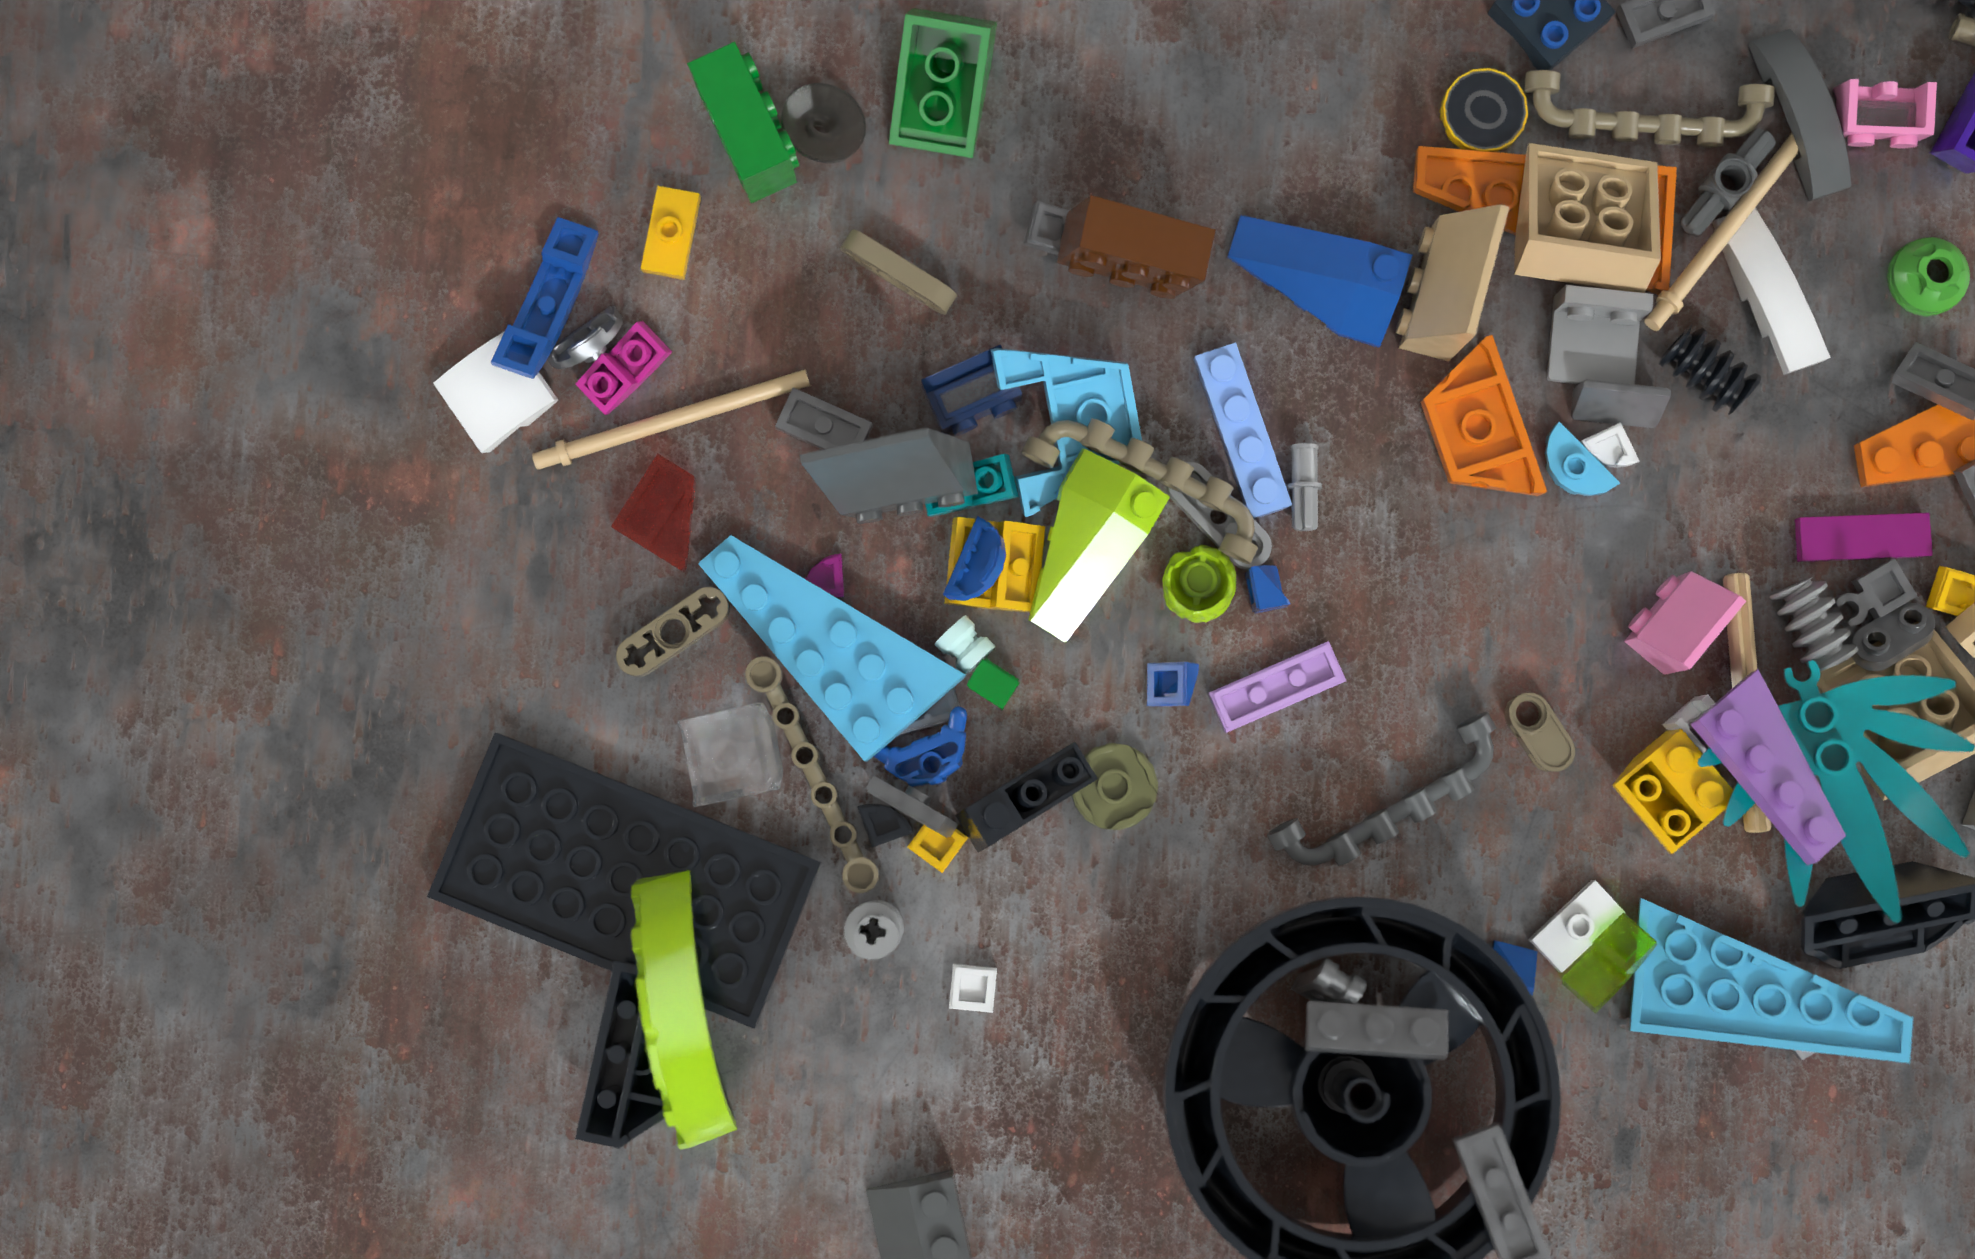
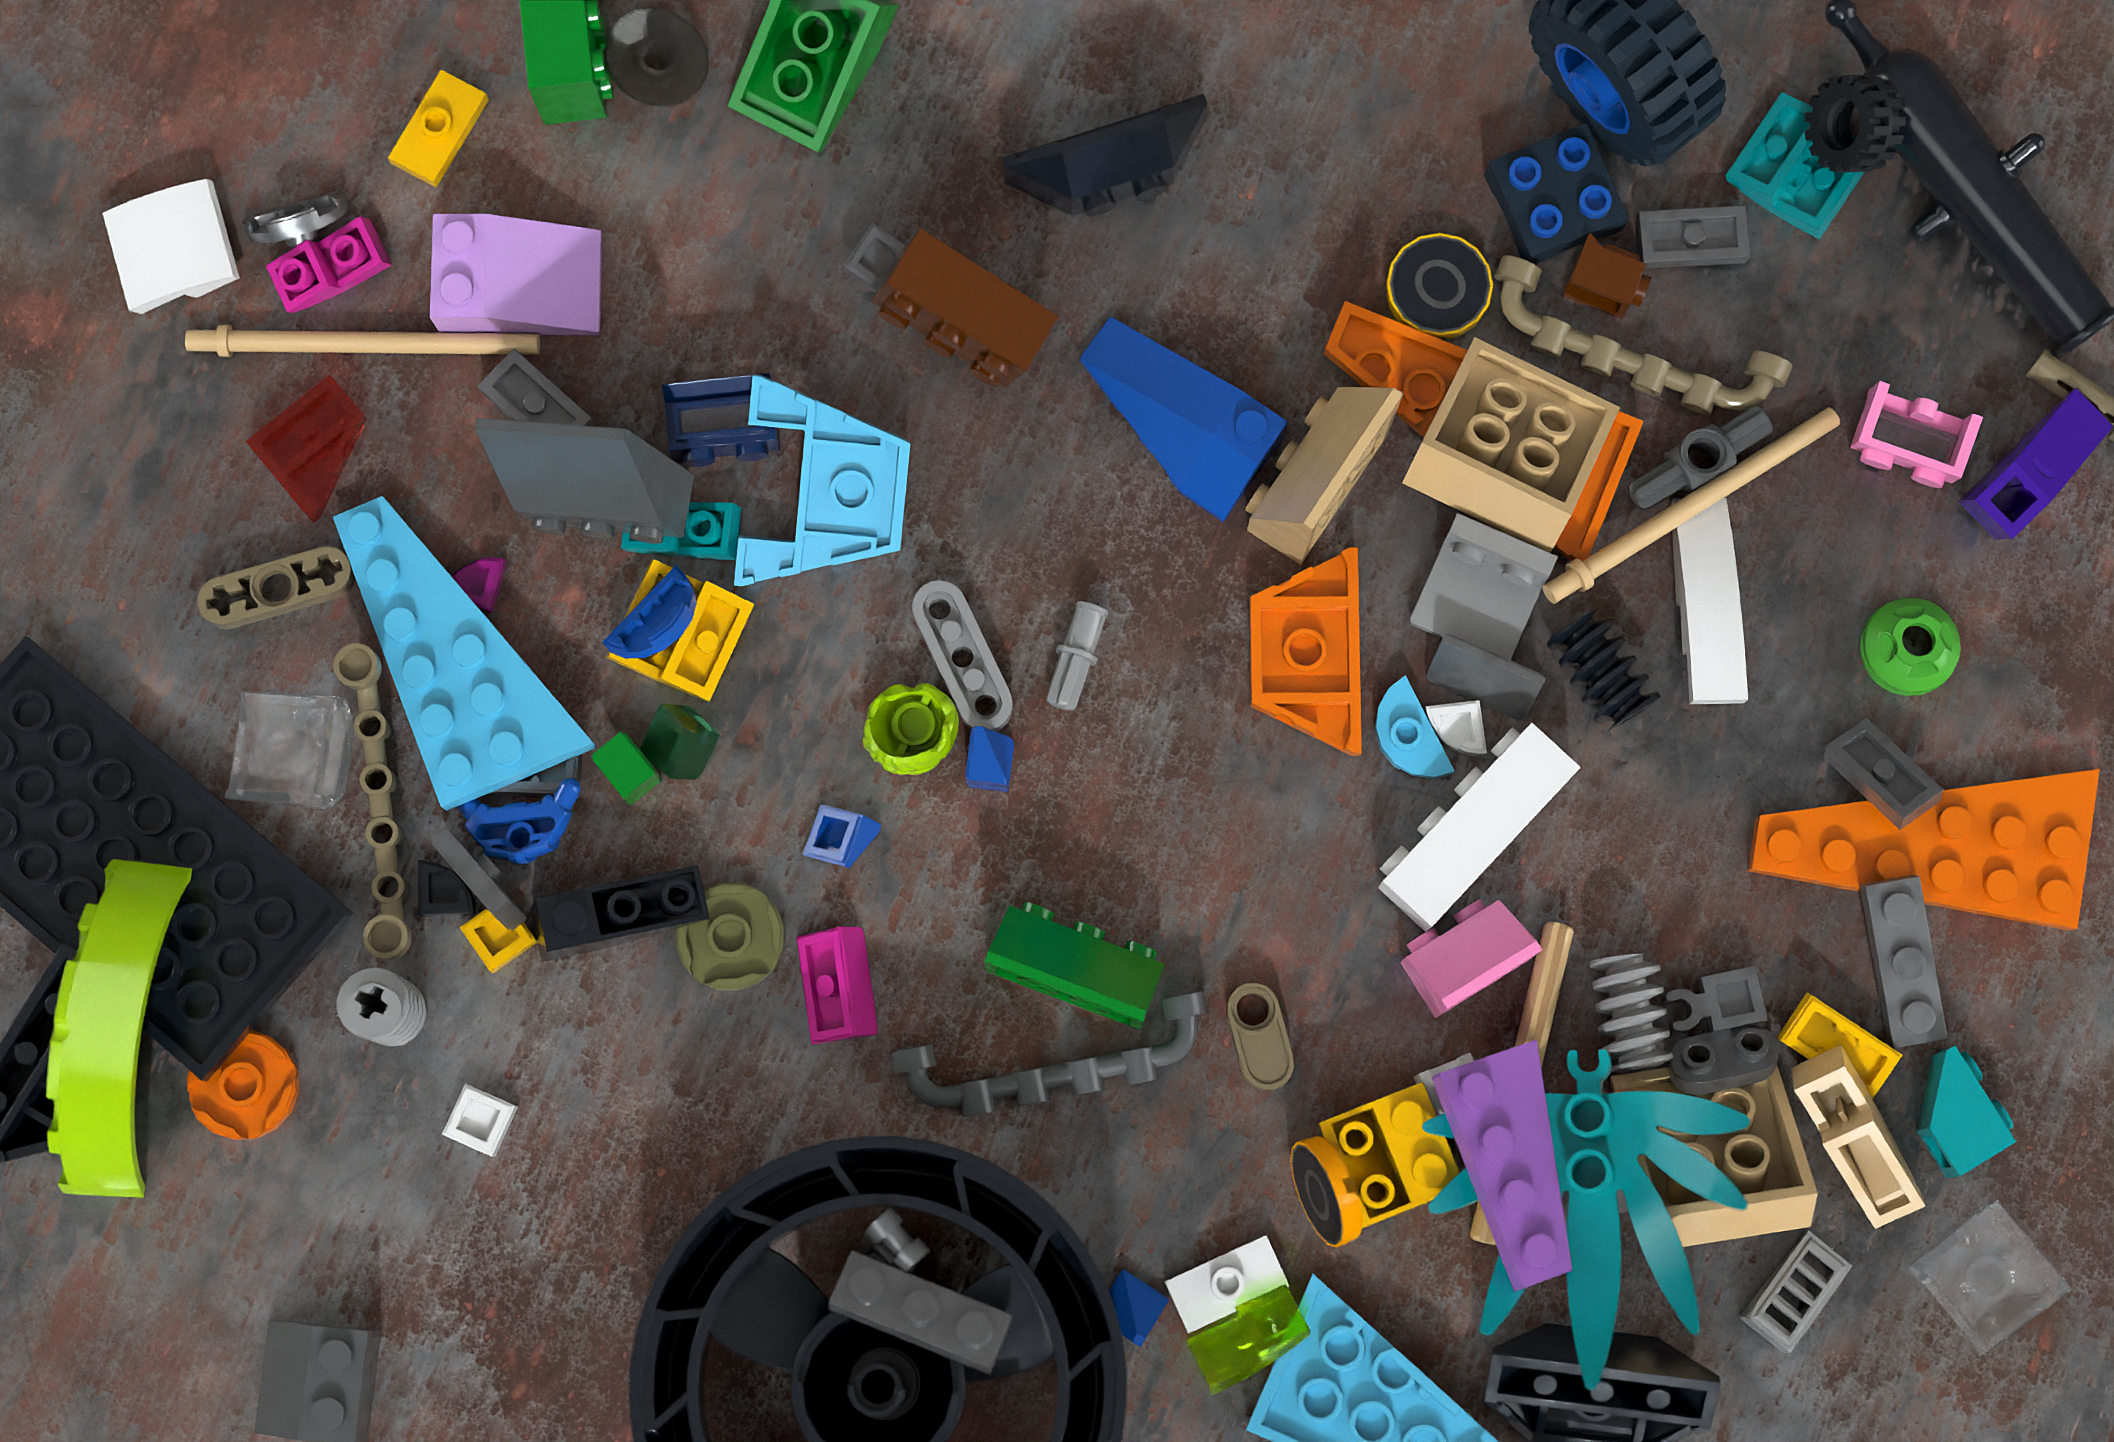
camera: 20 degrees right, 5 degrees down
(549, 299) = (269, 161): blue slope -> none
(773, 330) = (514, 276): none -> lavender slope
(796, 1015) = (261, 1093): none -> orange tile
(898, 271) = (684, 255): dark tan beam -> none
(963, 643) = (608, 709): light aqua wheel -> none
(1025, 650) = (679, 741): none -> clear green slope
(1096, 531) = (805, 629): lime wedge -> none
(1138, 458) = (920, 588): dark tan bar -> none
(1202, 94) = (1110, 161): none -> black wedge
(1207, 797) = (837, 985): none -> dark pink slope
(1242, 430) = (1026, 568): light blue plate -> none
(1276, 687) = (963, 881): lavender tile -> none
(1388, 723) = (1074, 964): none -> green slope
(1611, 64) = (1607, 278): none -> reddish brown window
(1631, 834) = (1319, 1185): none -> tile
(1654, 519) = (1478, 827): none -> white brick
(1808, 110) = (1823, 408): dark grey slope -> none
(1863, 537) = (1729, 930): magenta tile -> none

